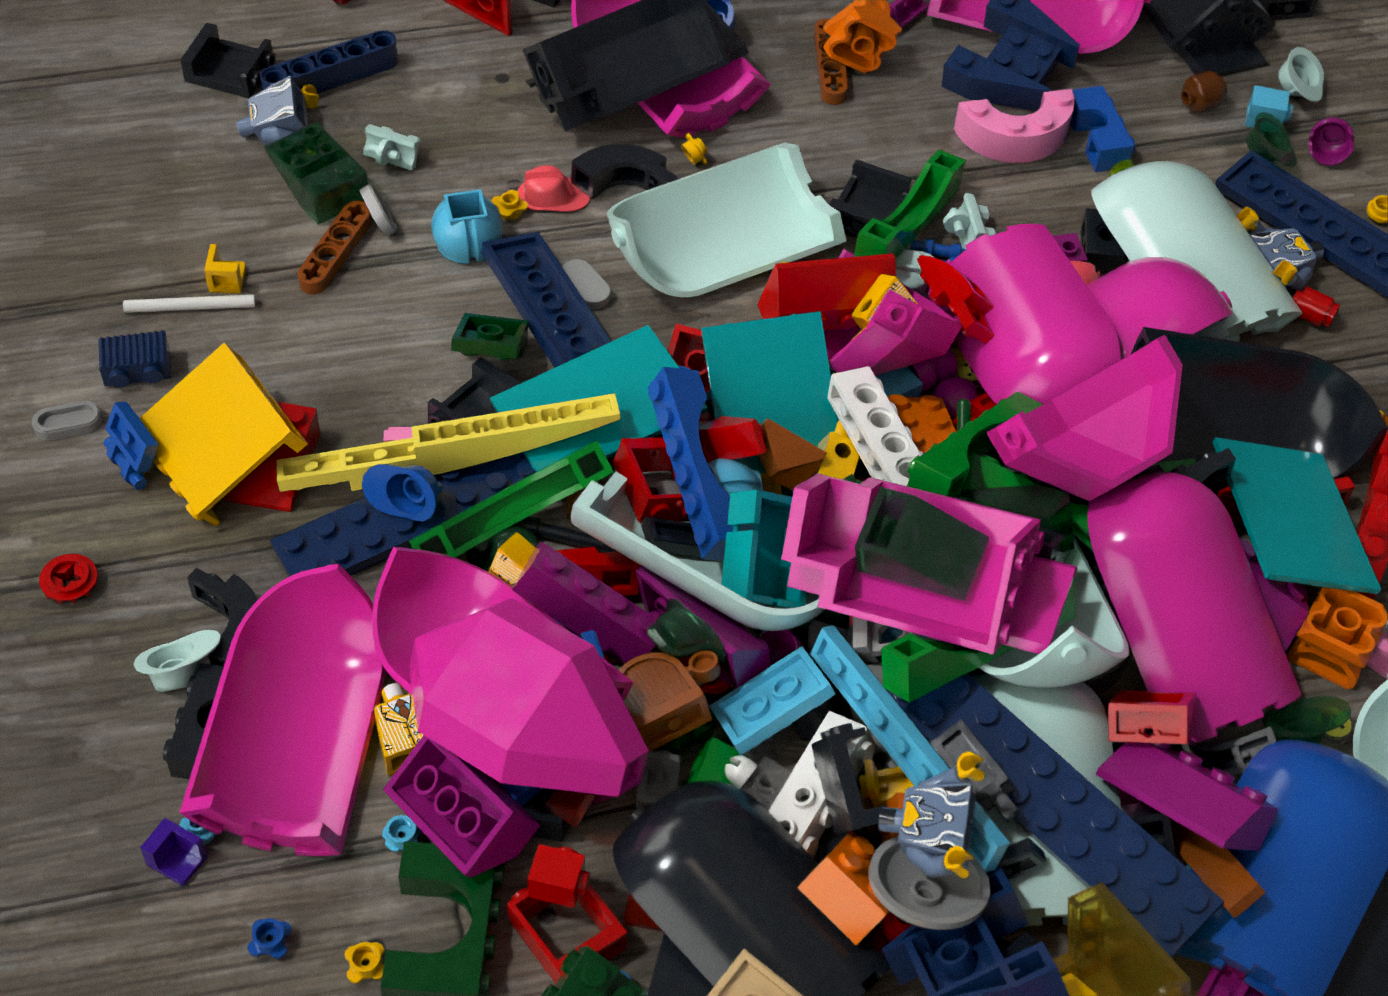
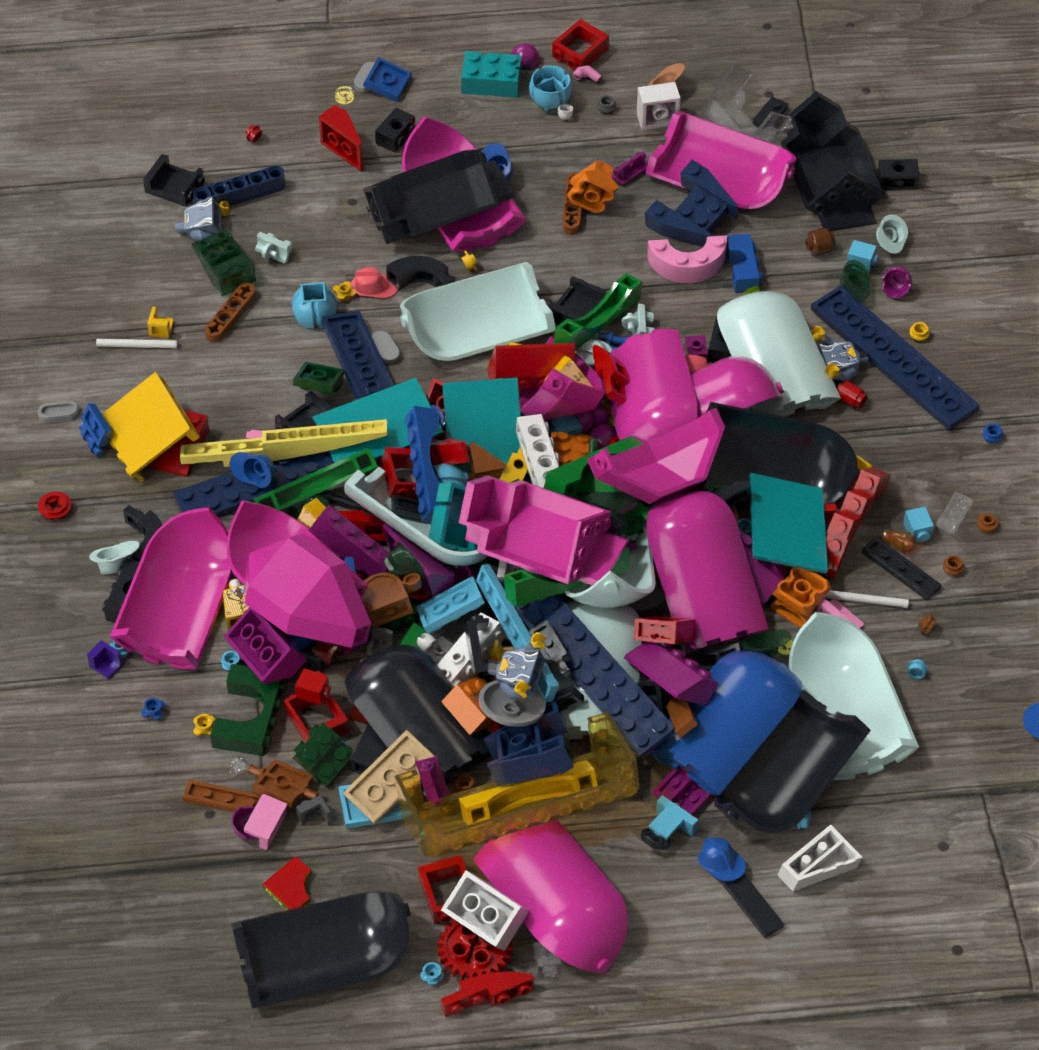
camera: 10 degrees right, 0 degrees up
(134, 358) = (101, 376): dark blue brick -> none
(378, 210) = (260, 290): light grey tile -> none
(919, 545) = (538, 520): clear green slope -> none

